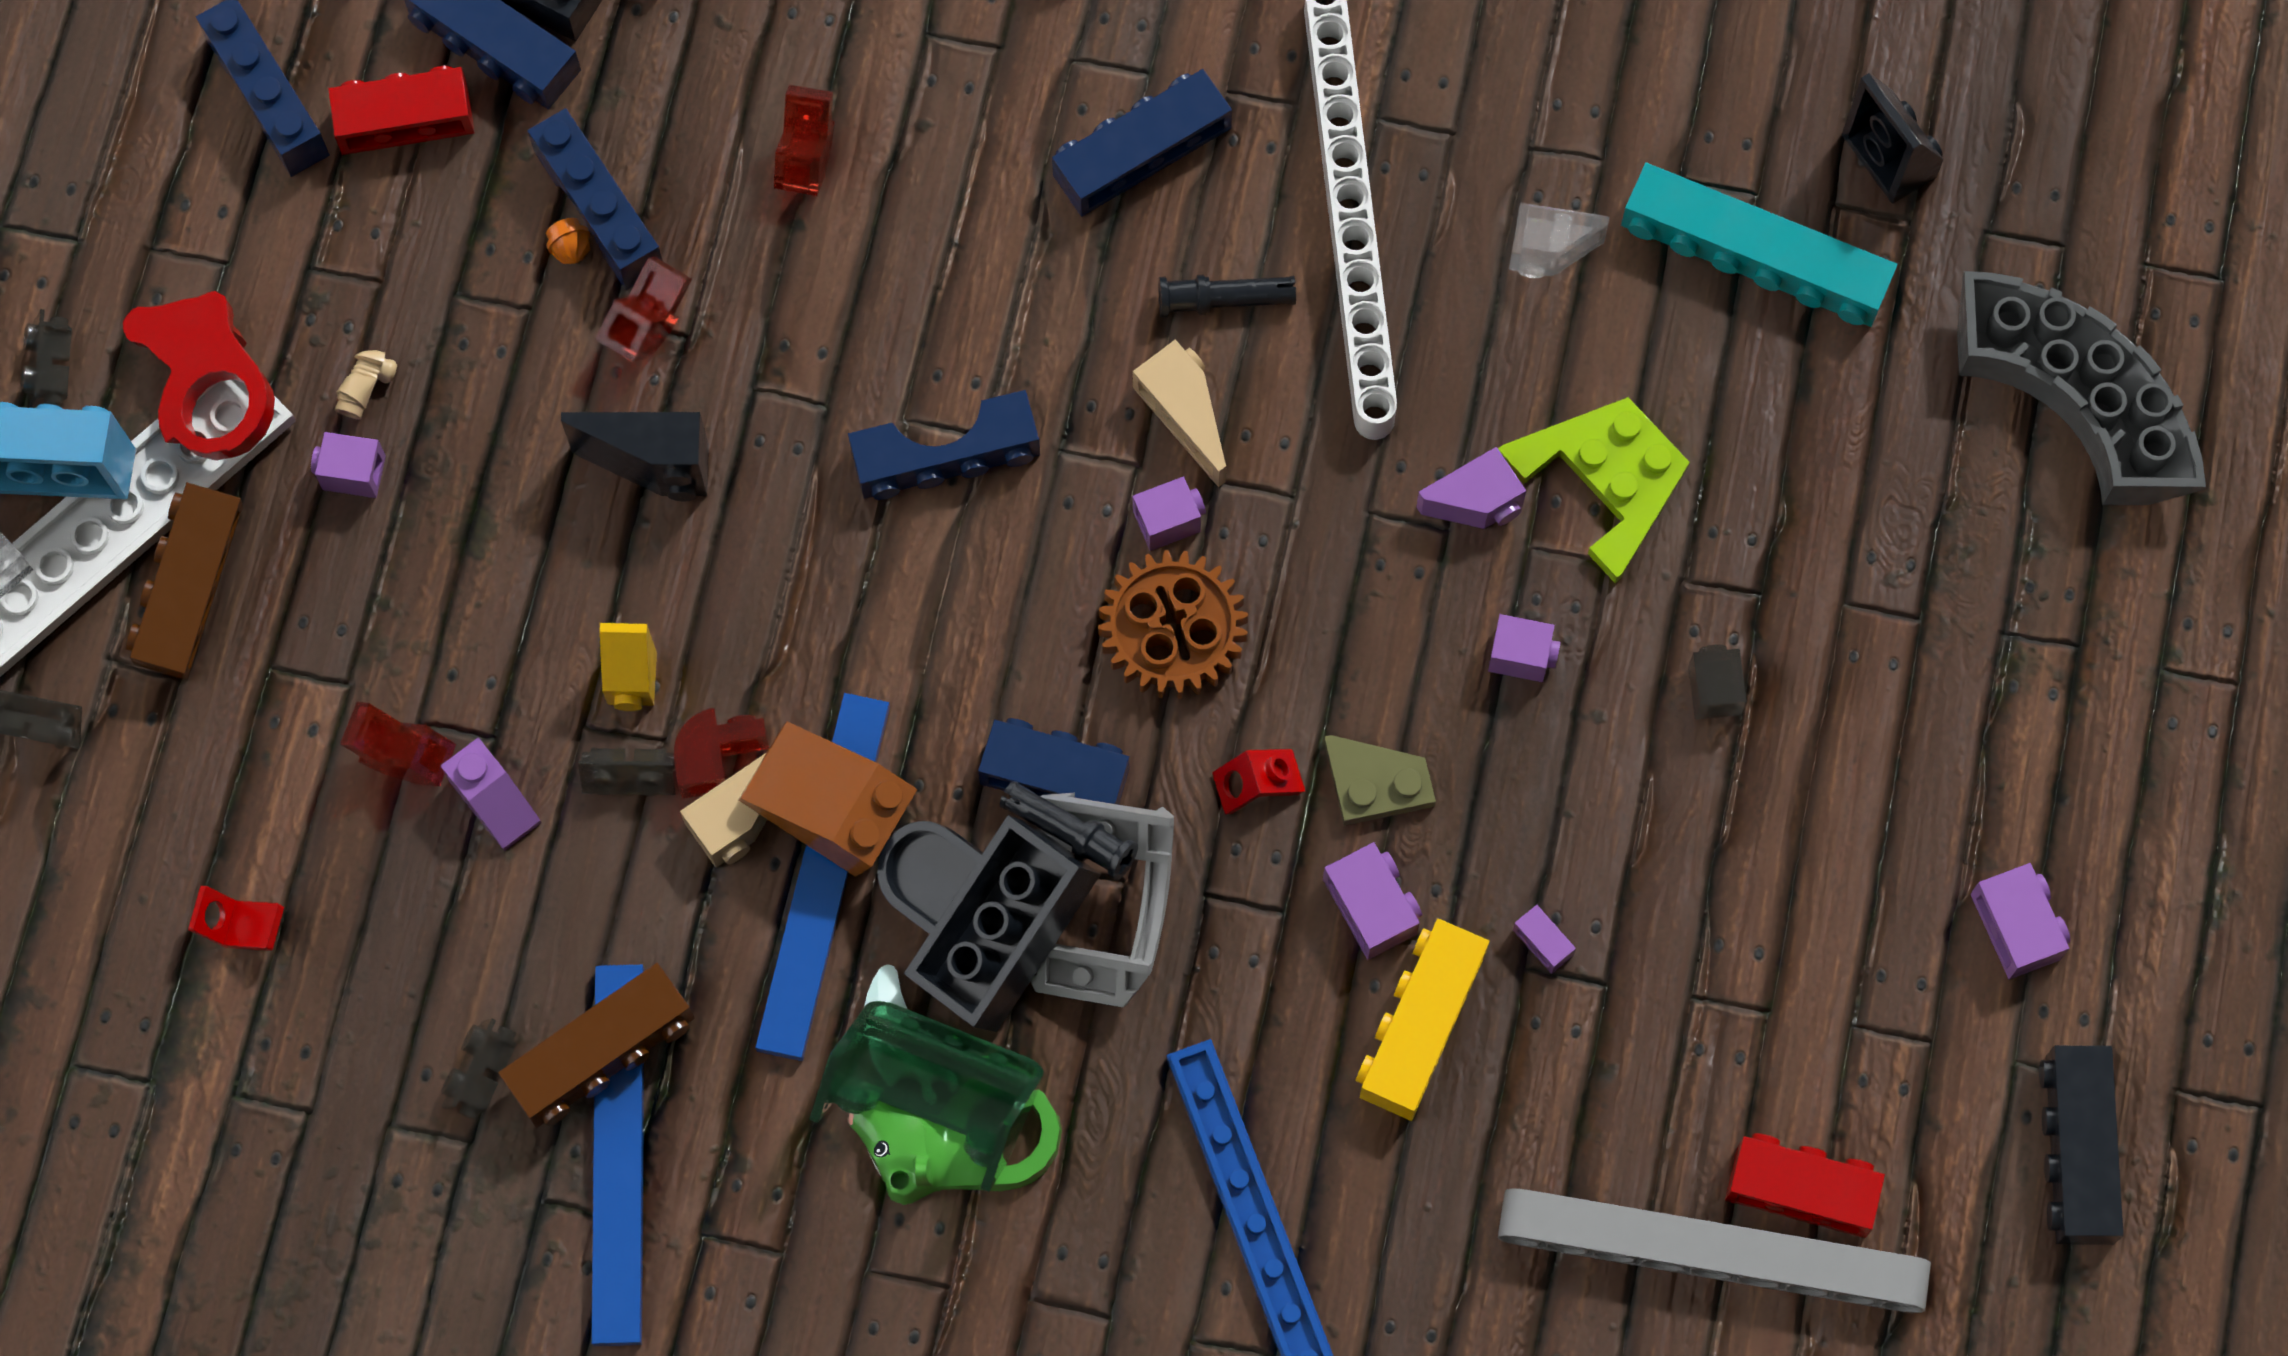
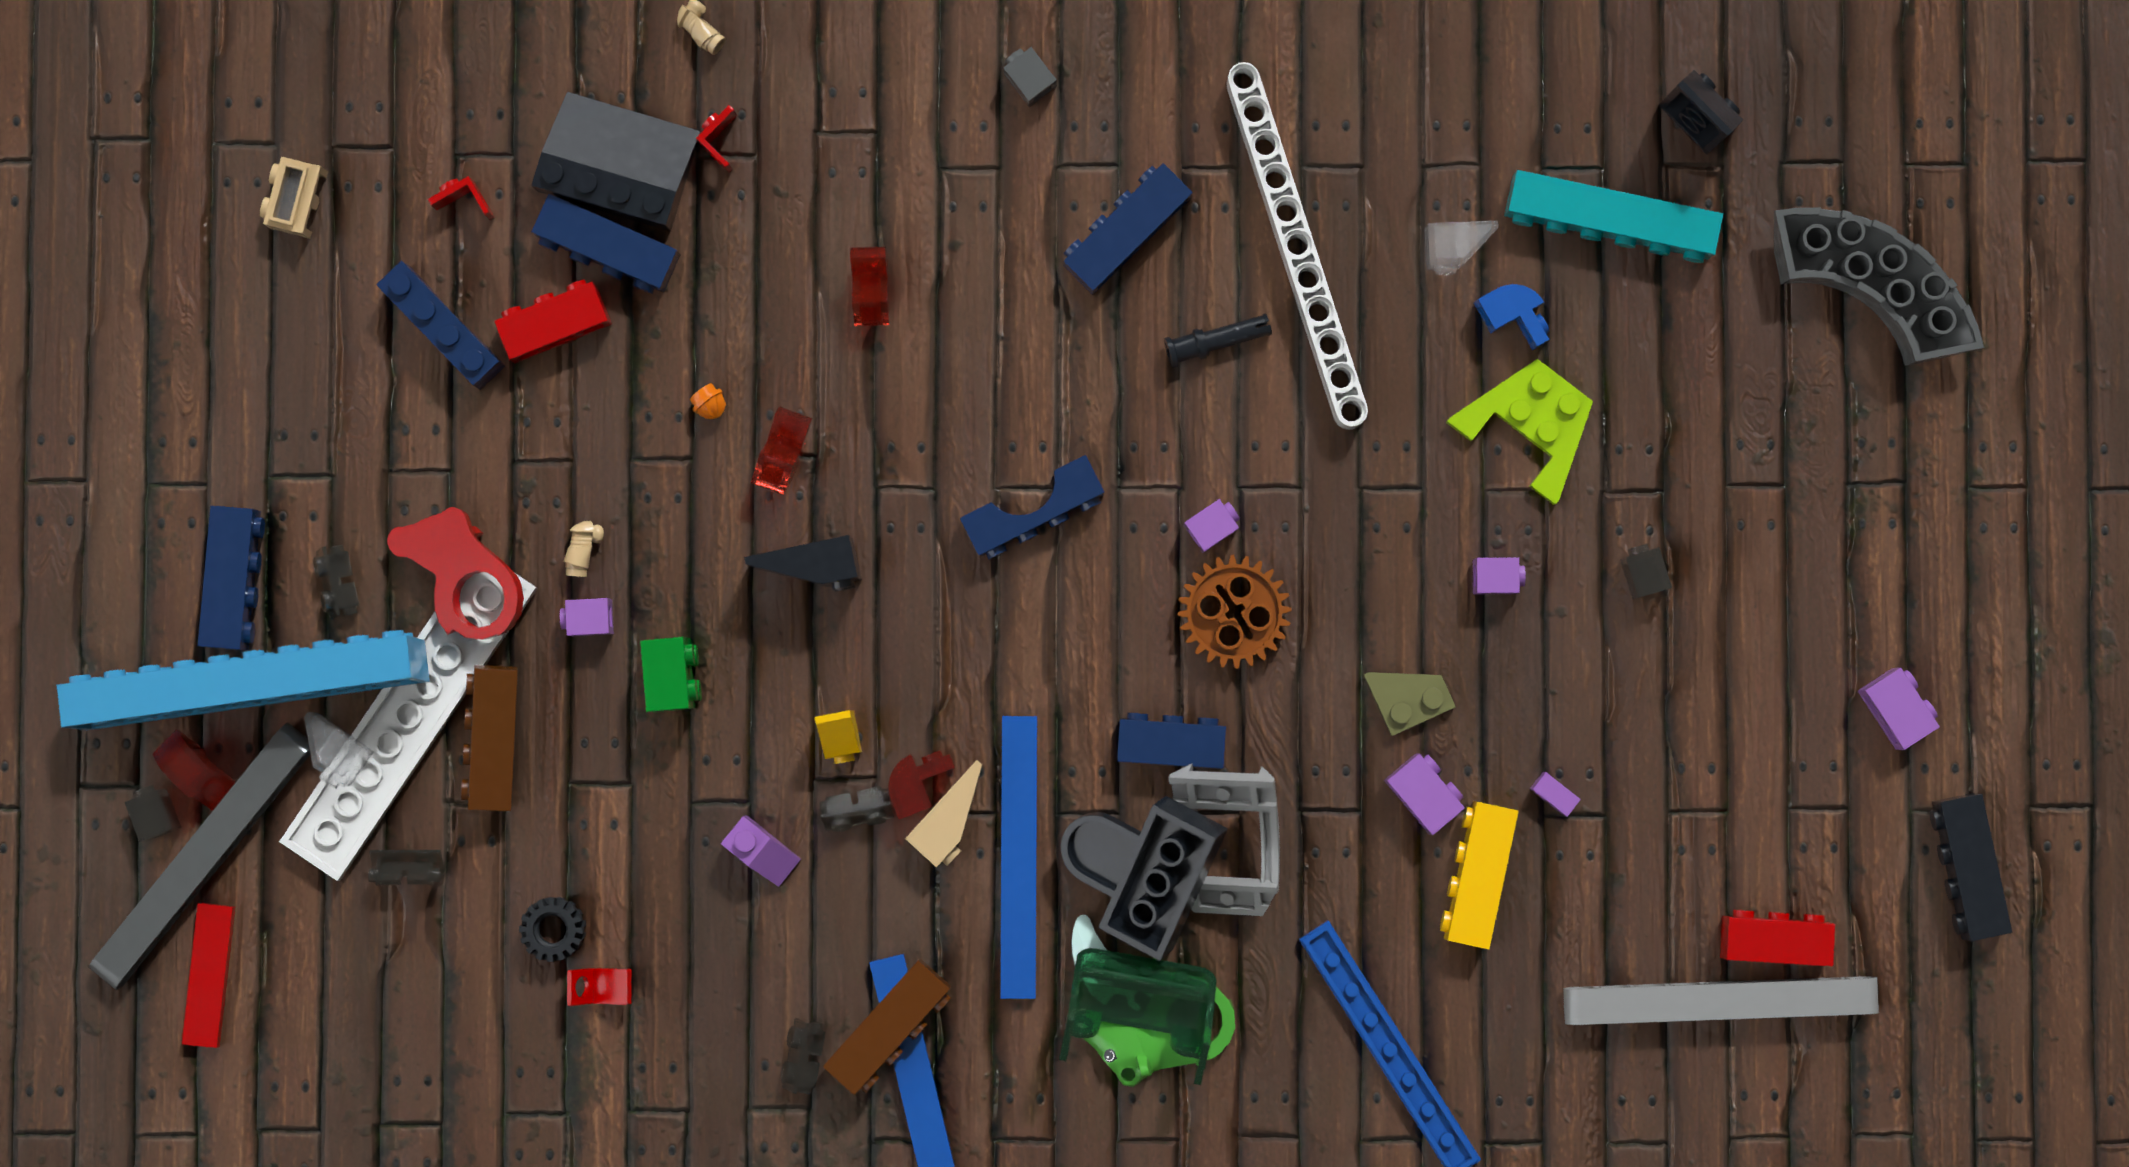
camera: 15 degrees left, 15 degrees up
(182, 816) = (531, 929): none -> black tyre
(396, 747) = (683, 831): clear red brick -> none
(431, 547) = (670, 674): none -> green brick
(595, 194) = (720, 364): dark blue arch -> none
(828, 797) = (1012, 806): dark orange slope -> none
(1086, 838) = (1213, 805): black pin -> none
(1178, 394) = (1203, 432): tan slope -> none
(1263, 775) = (1325, 716): red bracket -> none
(1475, 493) = (1440, 460): medium lavender slope -> none
(1612, 325) = (1514, 304): none -> blue brick

